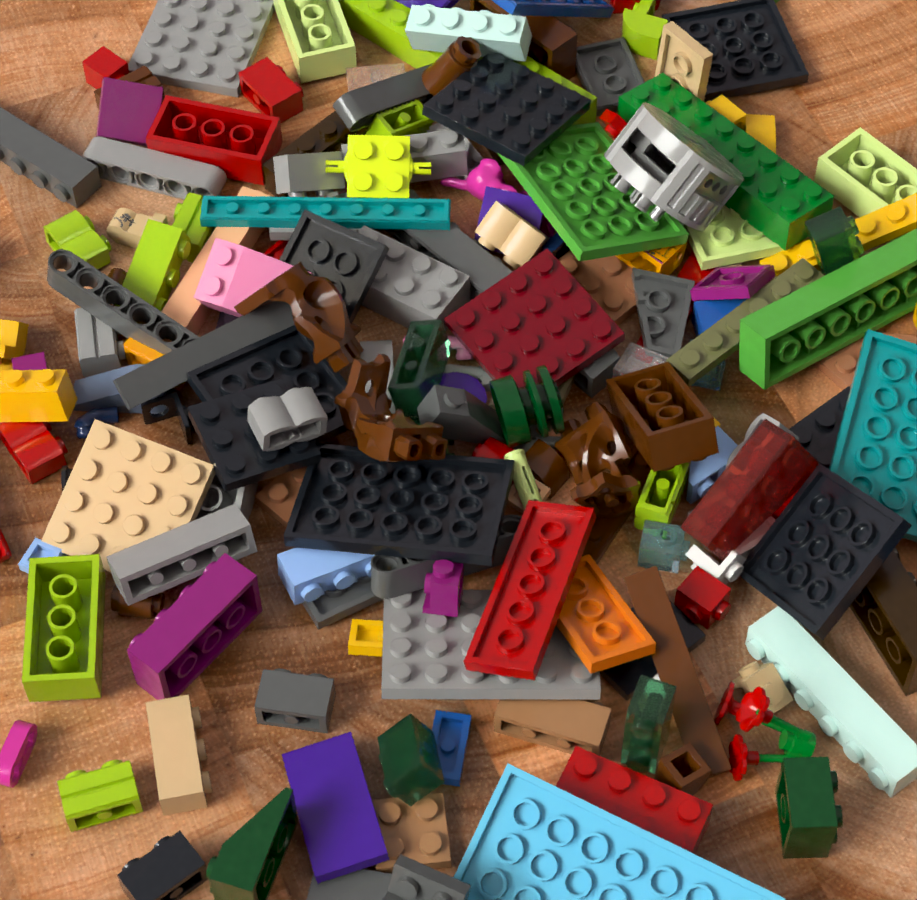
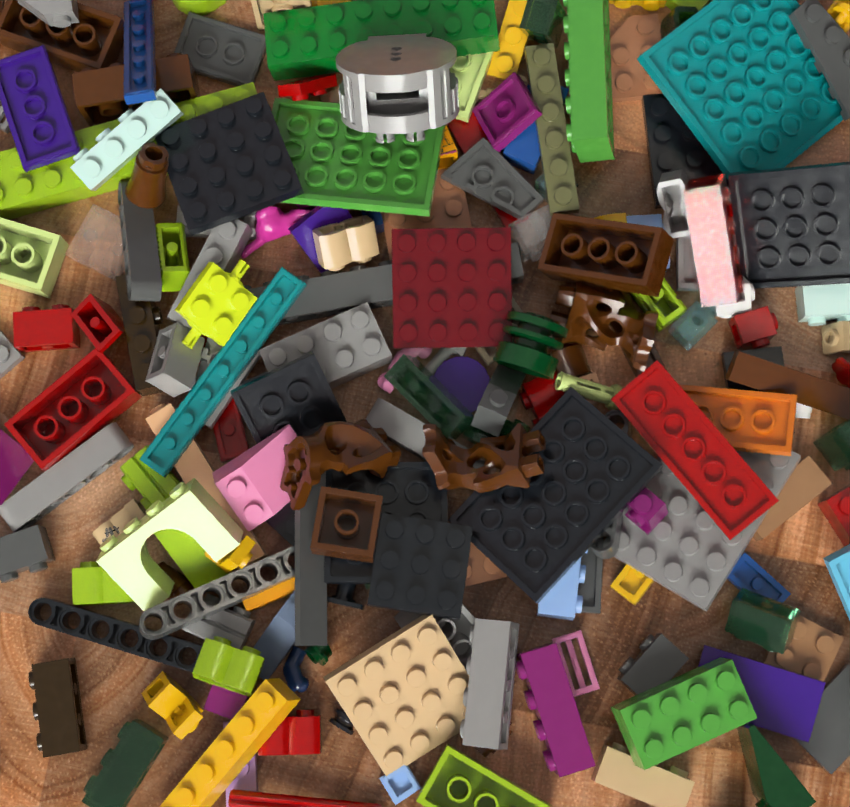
camera: 55 degrees left, 25 degrees up
(45, 300) = (117, 633): none -> black beam
(61, 346) = (229, 666): none -> lime brick
(125, 421) = (318, 654): none -> dark green plate
(166, 294) = (237, 557): none -> yellow bracket
(178, 237) = (187, 510): none -> yellowish green arch
(249, 349) = (346, 524): none -> reddish brown brick
(264, 647) = (586, 658): none -> bright pink tile
(264, 729) = (683, 712): none -> bright green brick
(287, 418) = (437, 537): light grey brick -> none
(301, 112) = (98, 322): none -> red slope

